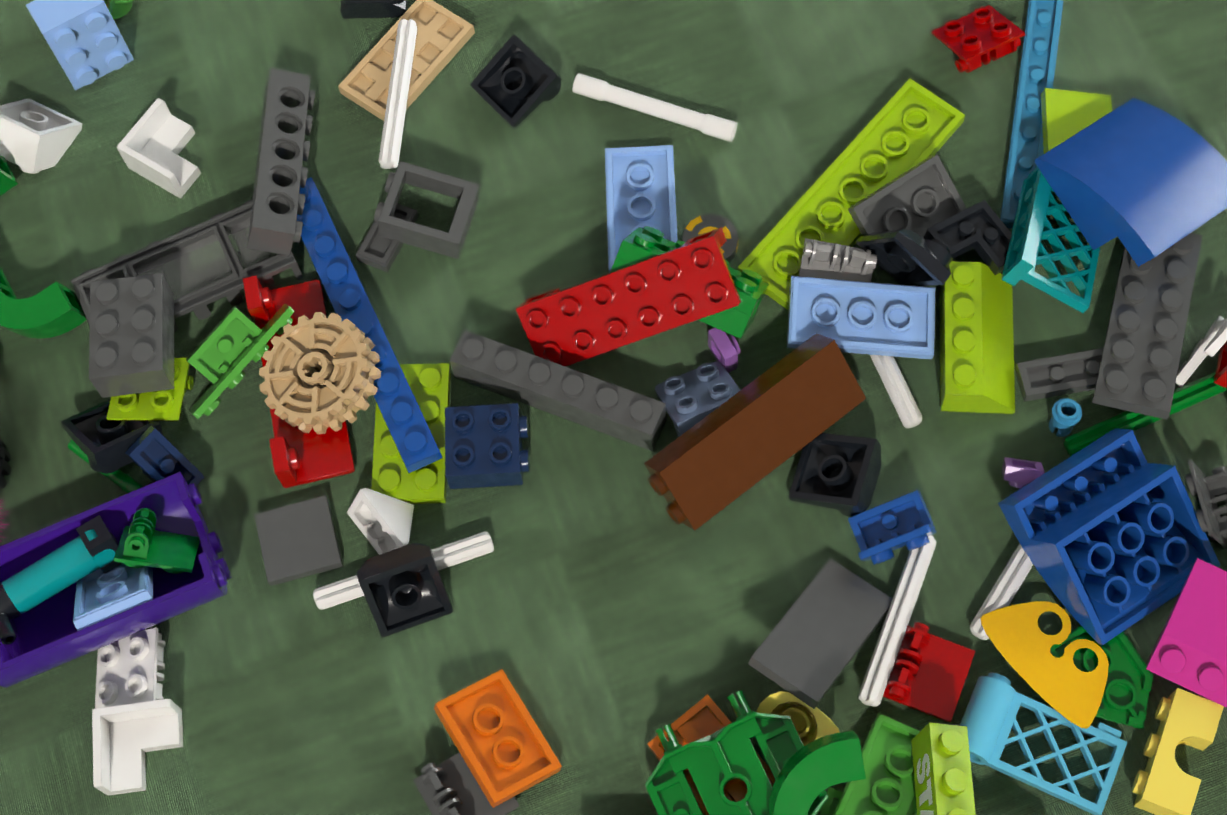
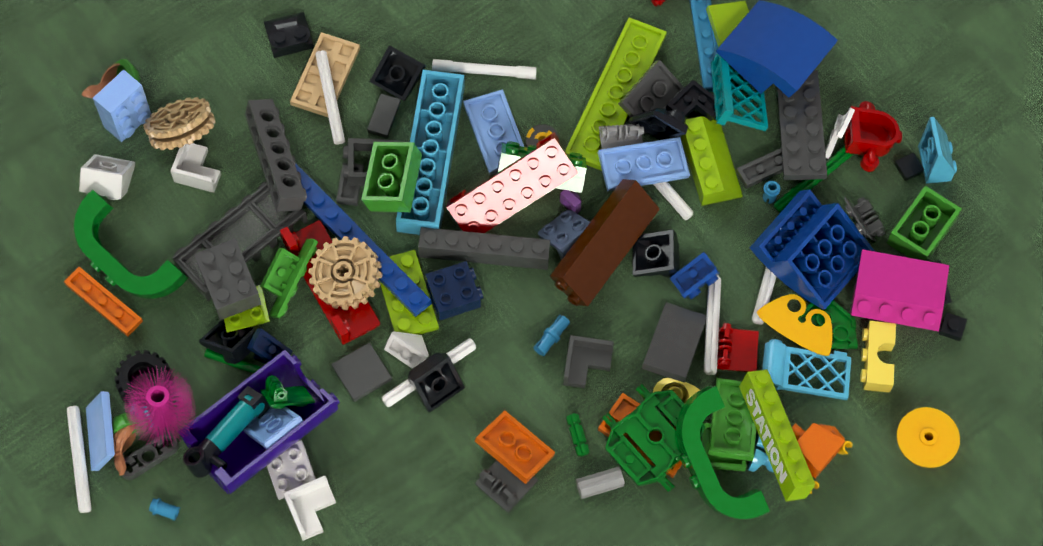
camera: 25 degrees left, 0 degrees up
(155, 79) = (179, 123): none -> tan piece
(439, 236) = (391, 176): none -> bright green brick
(475, 143) = (384, 116): none -> dark grey tile
(522, 215) = (435, 137): none -> medium azure brick
(610, 746) = (577, 434): none -> green axle
(621, 562) = (551, 335): none -> dark azure pin
(663, 610) = (586, 354): none -> dark grey panel
(1020, 471) = (755, 228): medium lavender plate -> none

